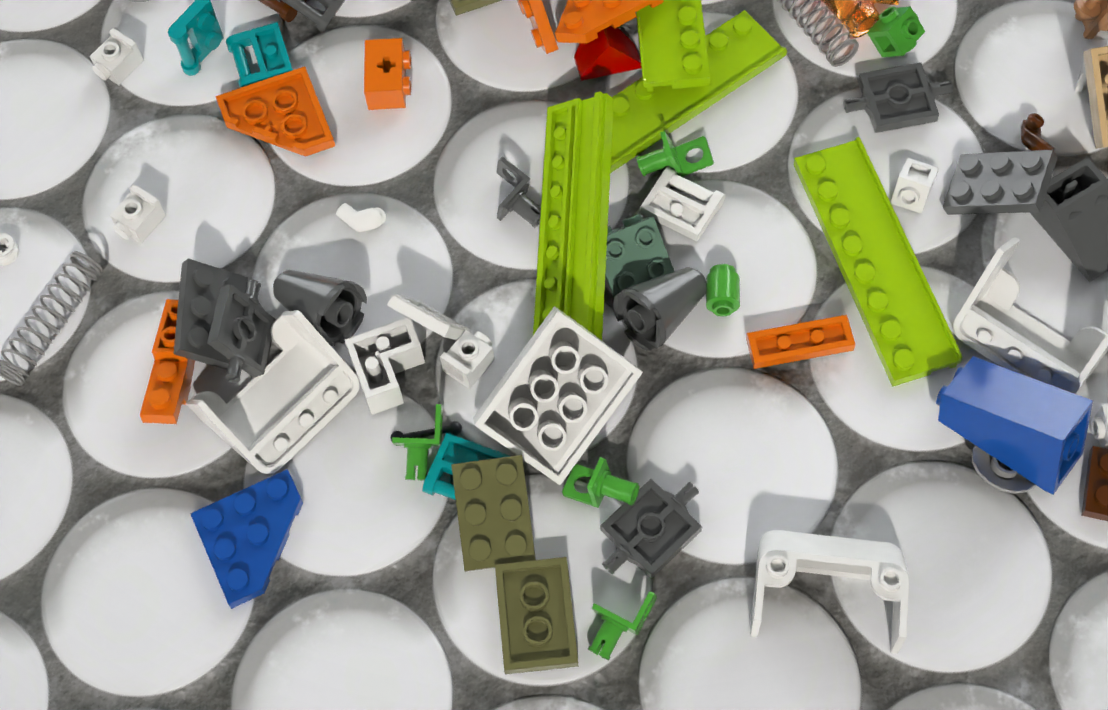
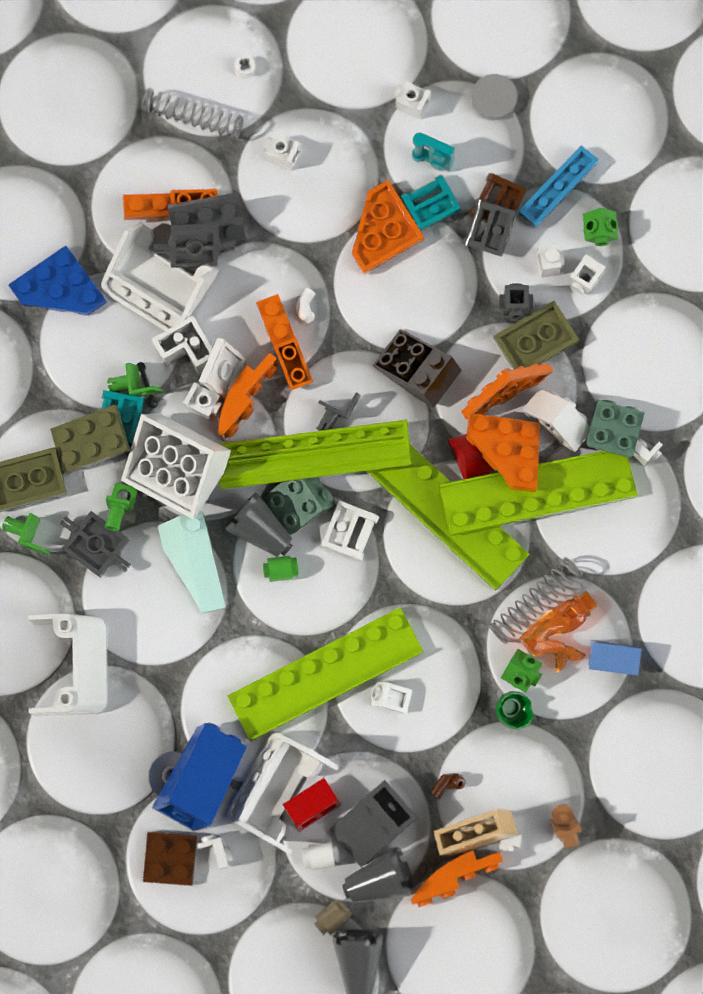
camera: 80 degrees right, 15 degrees up
(324, 301) = (226, 292): dark grey cone -> none
(386, 74) = (437, 289): orange brick -> none
(407, 248) = (284, 342): none -> orange slope
(472, 309) = (238, 402): none -> orange slope
(475, 98) = (418, 367): none -> dark brown slope
(675, 157) = (387, 518): bright green bracket -> none
(689, 398) = (191, 554): none -> light aqua wedge
(800, 341) = (248, 627): orange plate -> none
(898, 97) = (466, 678): dark grey plate -> none
(947, 49) = (514, 710): none -> green hair
(1000, 182) = (392, 756): plate -> none
(1057, 292) = (311, 804): none -> red hinge

